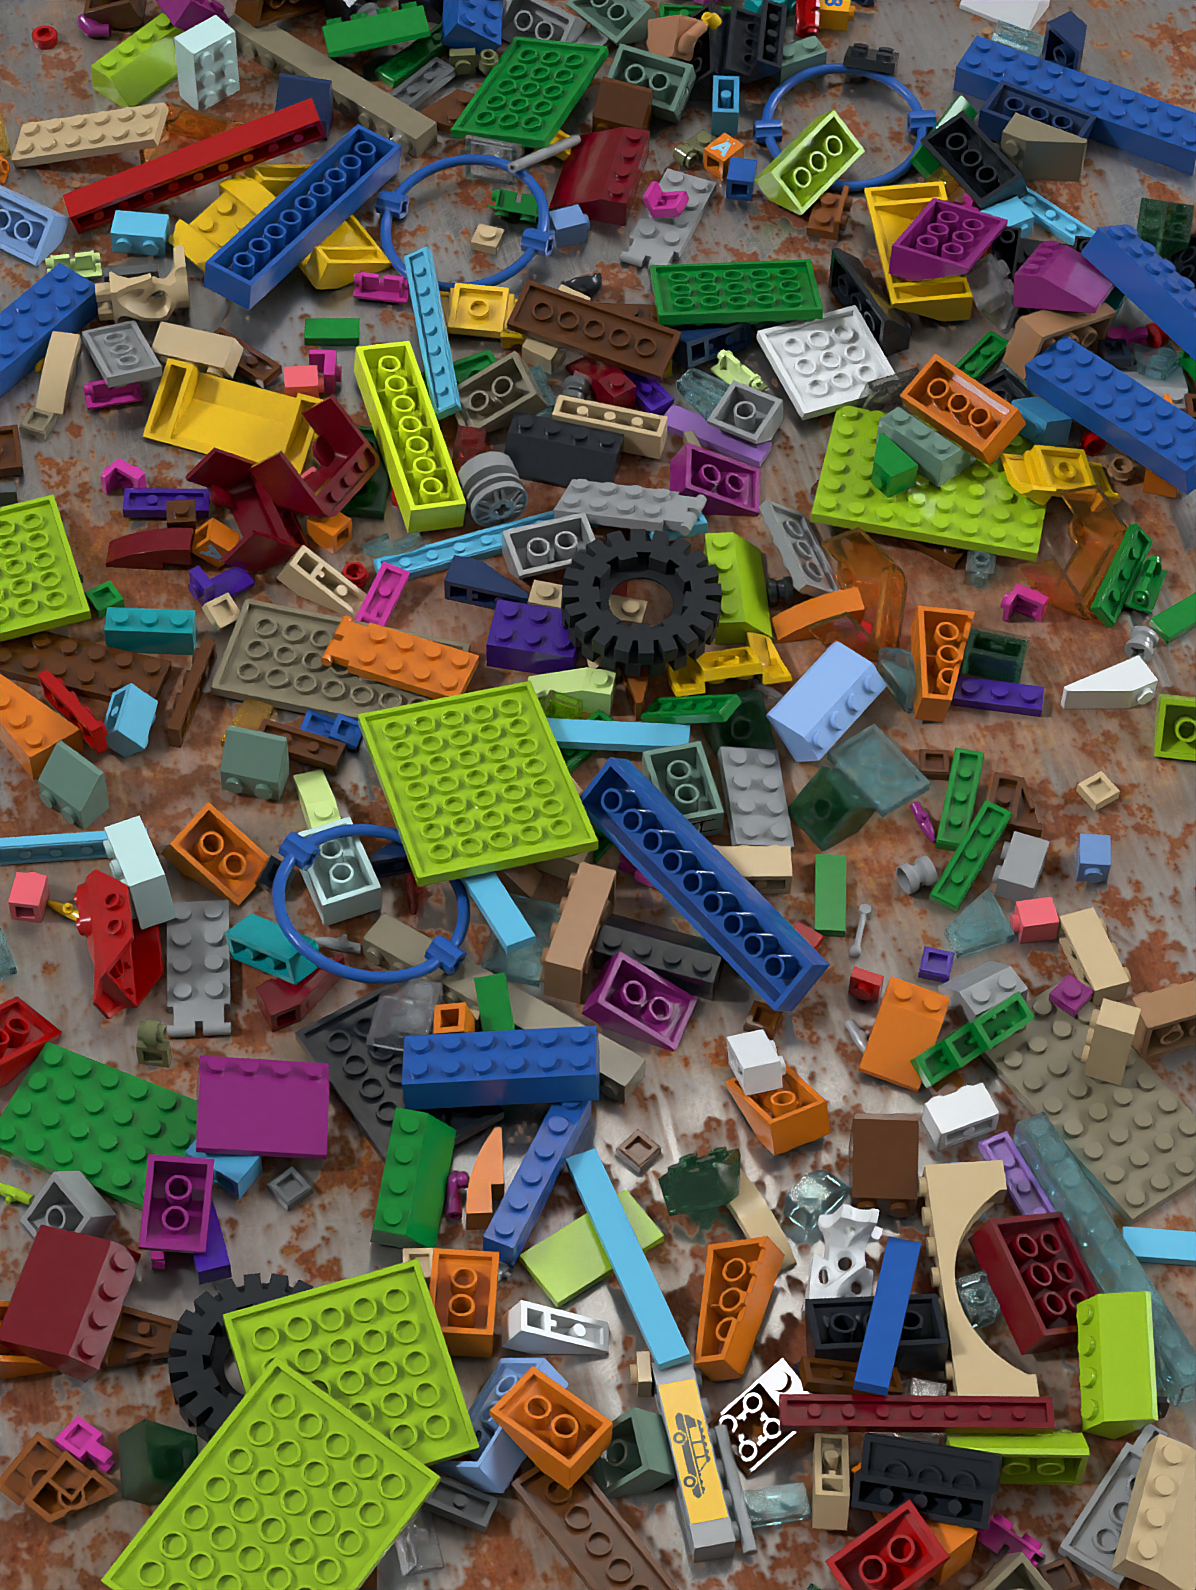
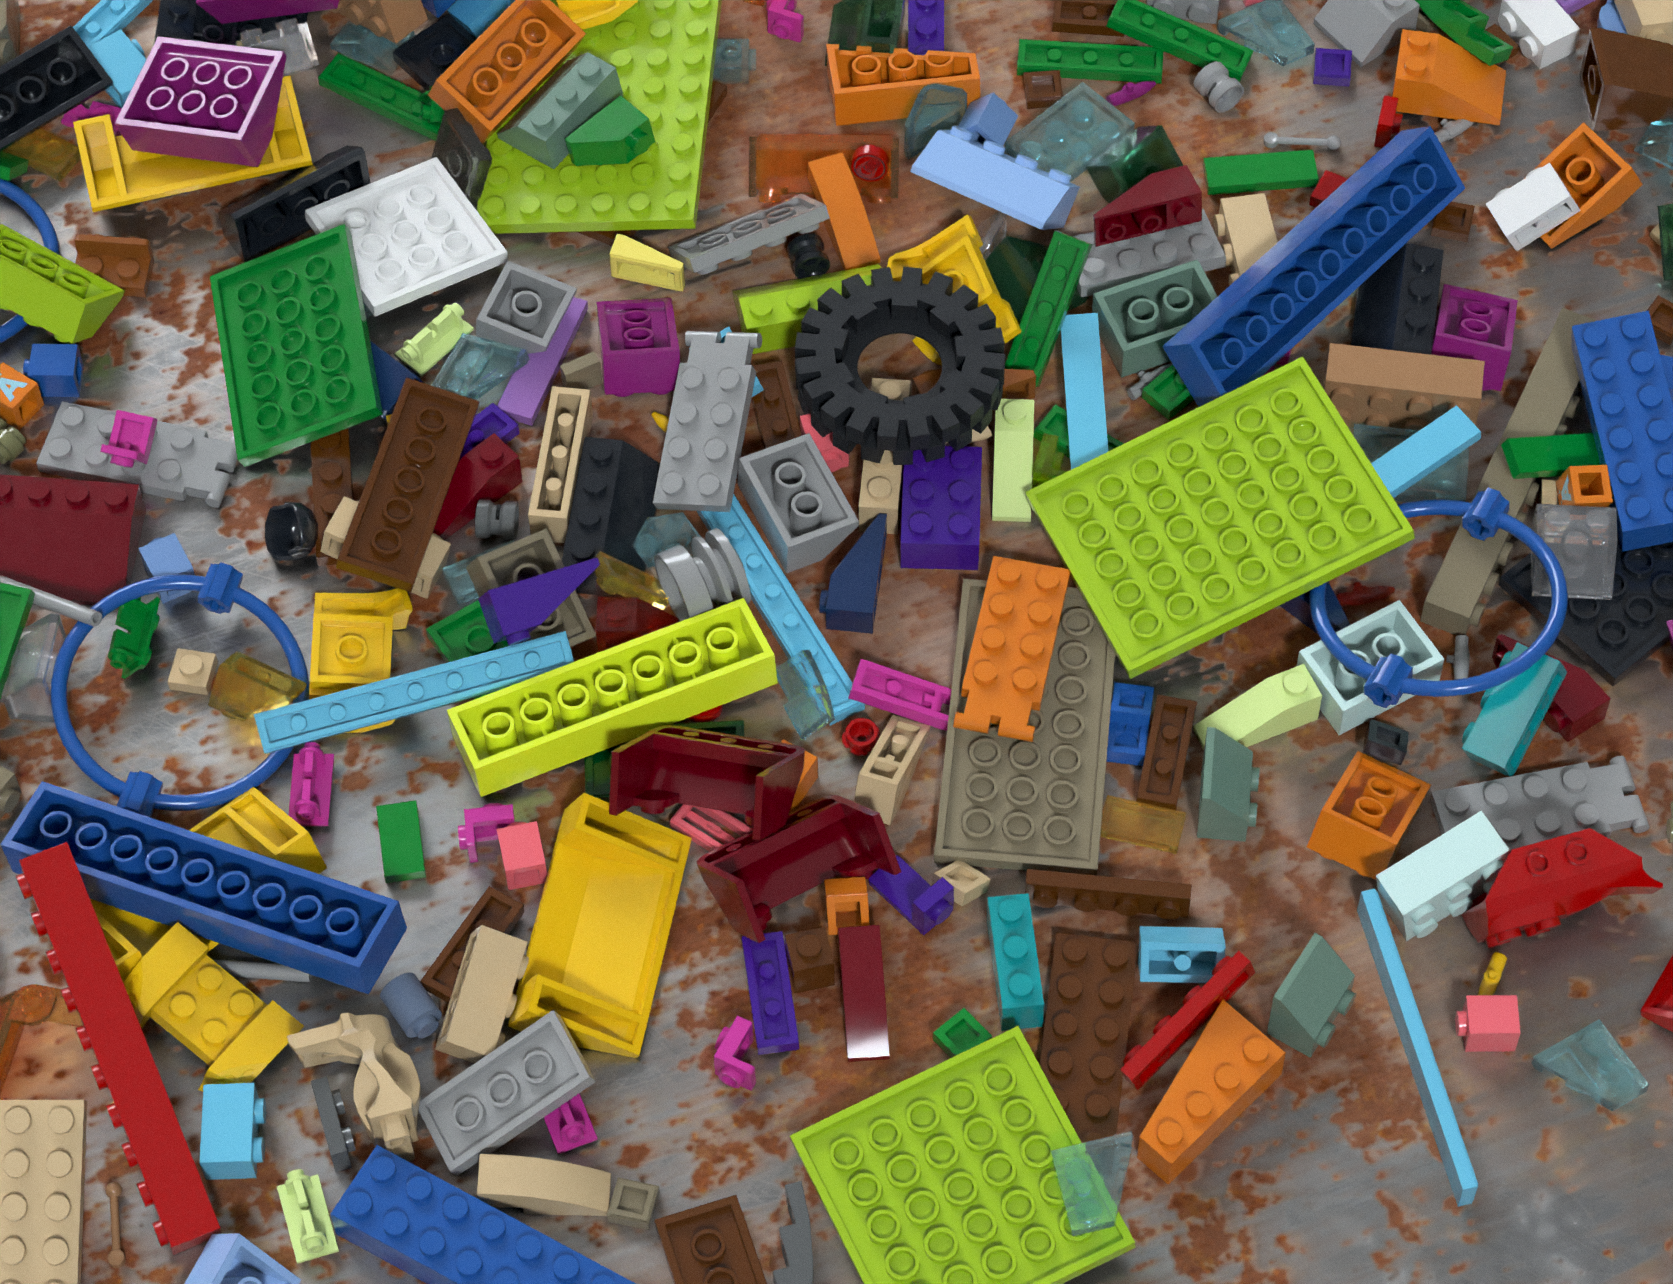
camera: 95 degrees left, 5 degrees up
(206, 319) = (411, 1006): none -> sand blue brick
(458, 254) = (251, 687): none -> clear yellow slope
(475, 376) = (525, 604): none -> dark purple slope
(499, 437) = (627, 581): none -> clear yellow plate
(534, 476) = (662, 534): none -> clear light blue brick
(788, 799) = (1152, 205): none -> dark red slope
(792, 487) = (645, 265): none -> light yellow slope
(891, 712) = (989, 119): none -> medium blue brick

